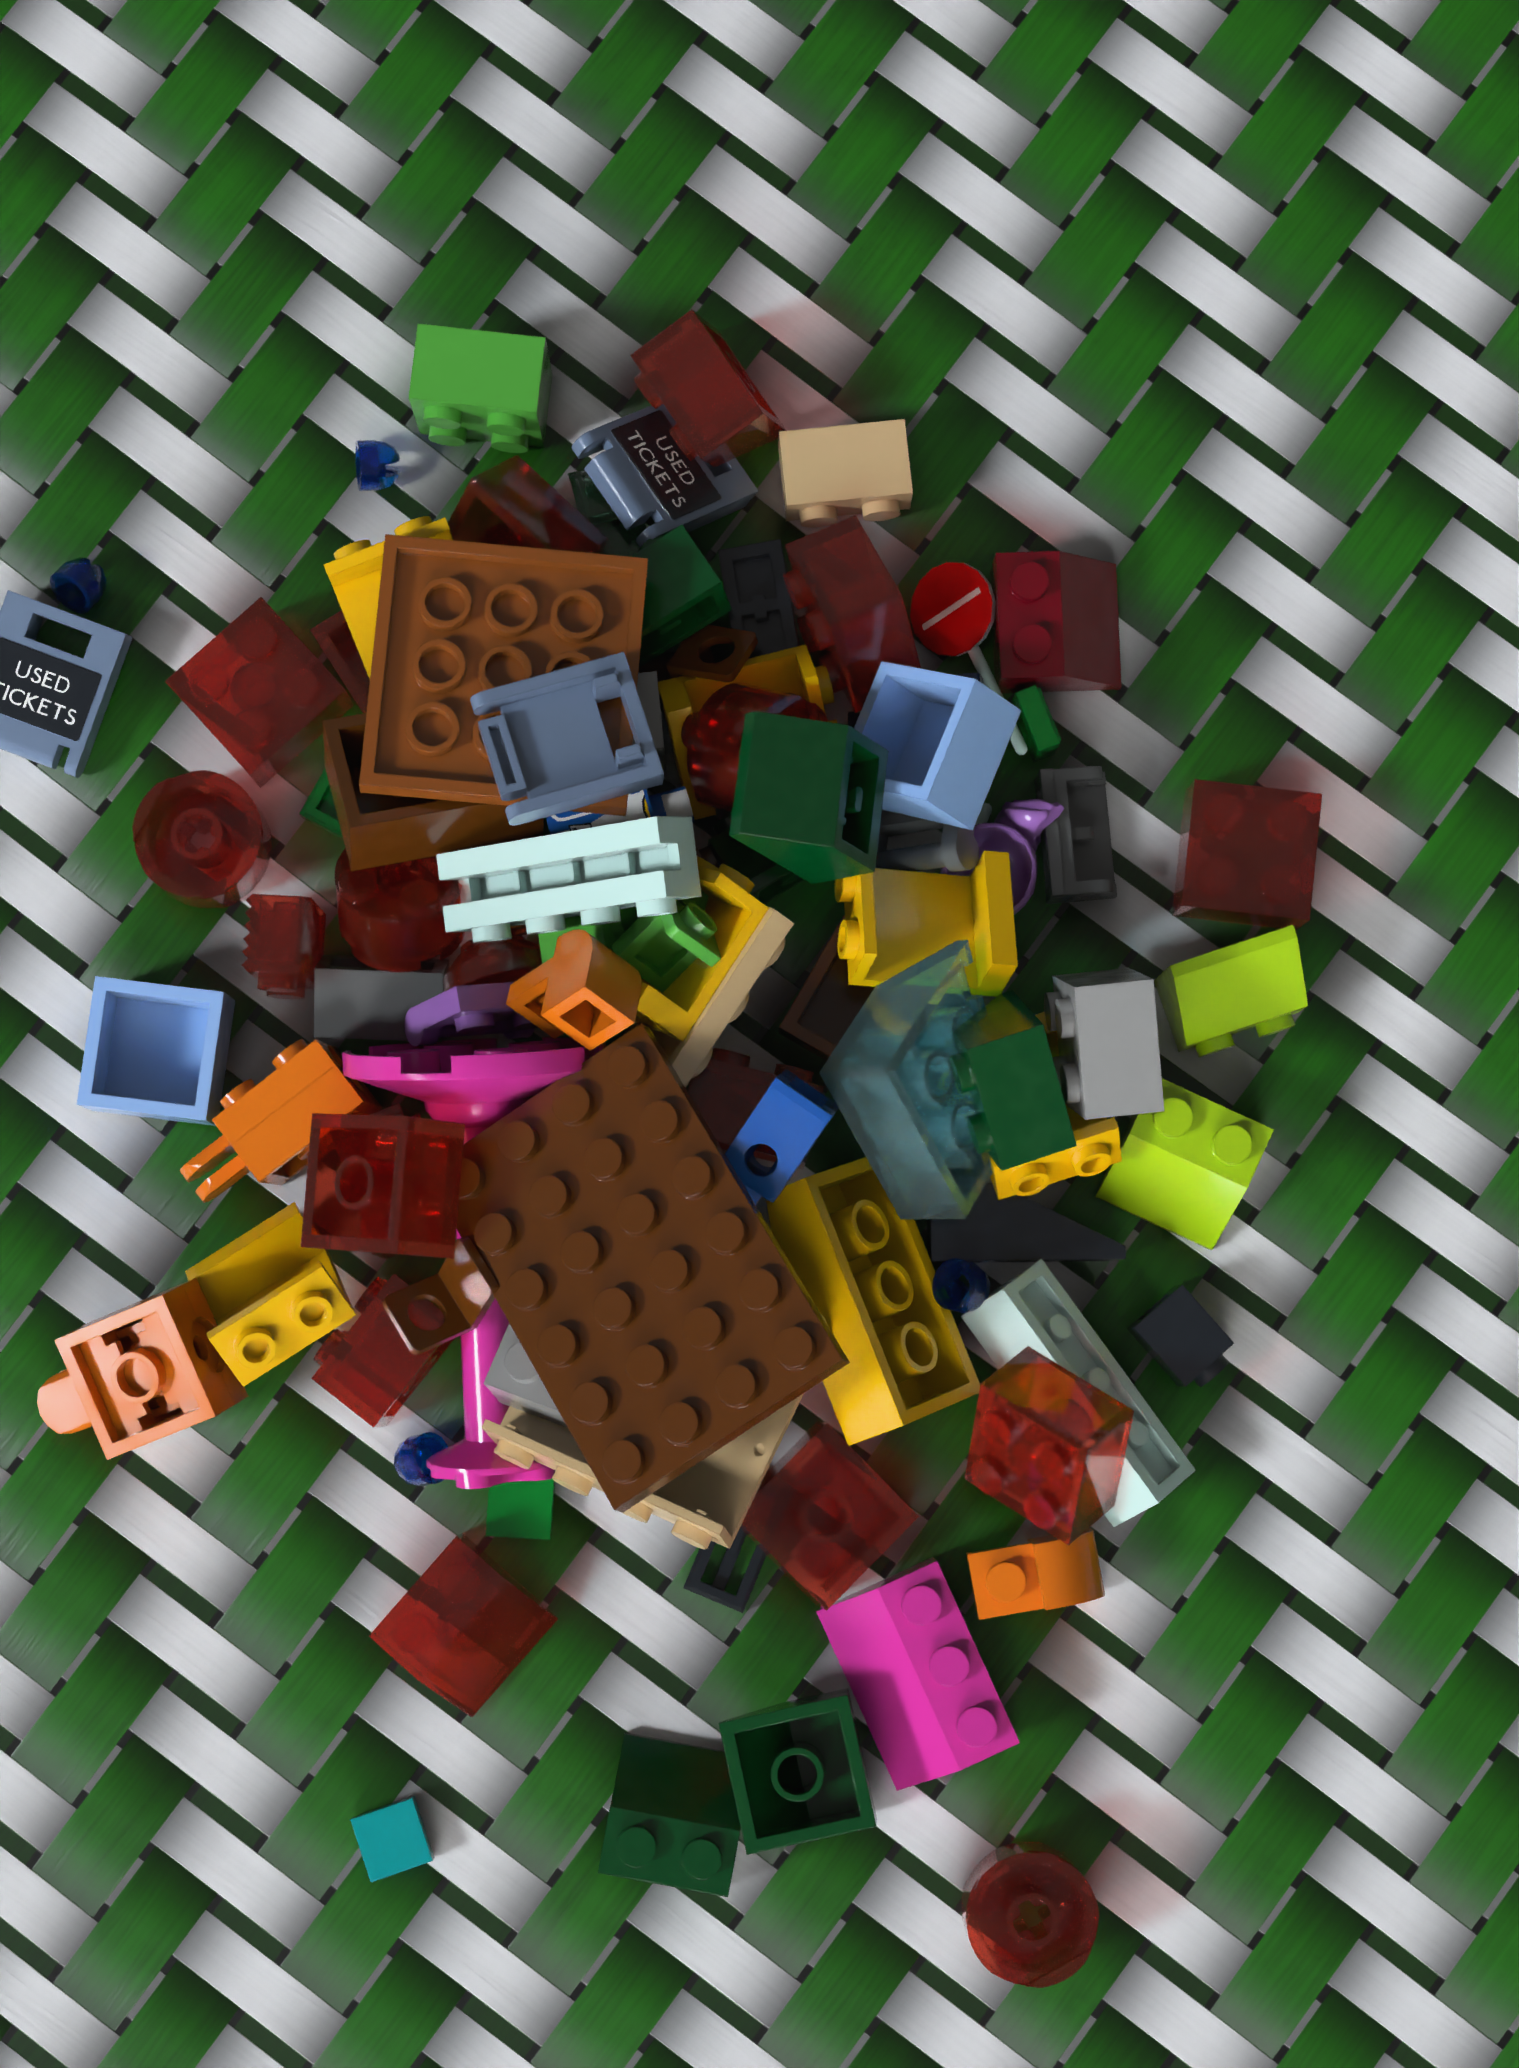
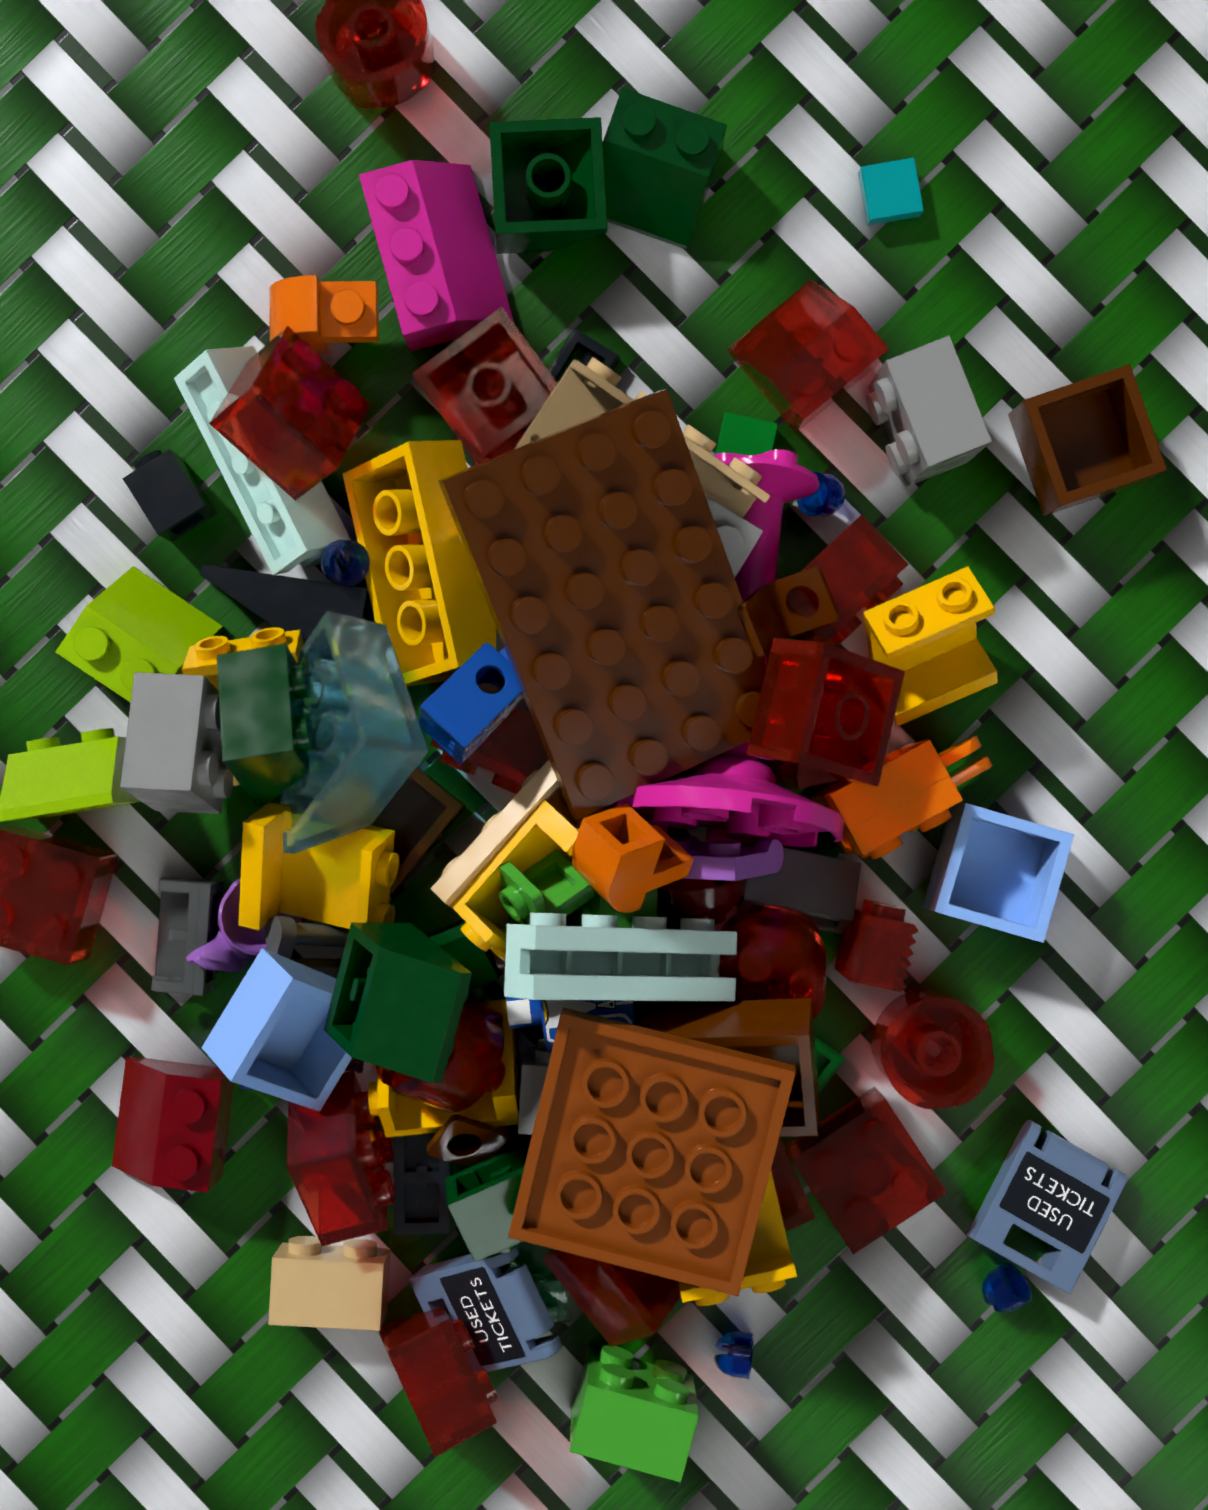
camera: 170 degrees left, 5 degrees up
(120, 1567) = (1086, 440): none -> reddish brown piece
(141, 1373) = (1051, 599): orange brick -> none
(313, 1567) = (927, 411): none -> light grey piece
(555, 742) = (614, 1081): sand blue container -> none
(953, 617) = (253, 1143): red piece -> none
(1036, 723) = (196, 1028): green tile -> none

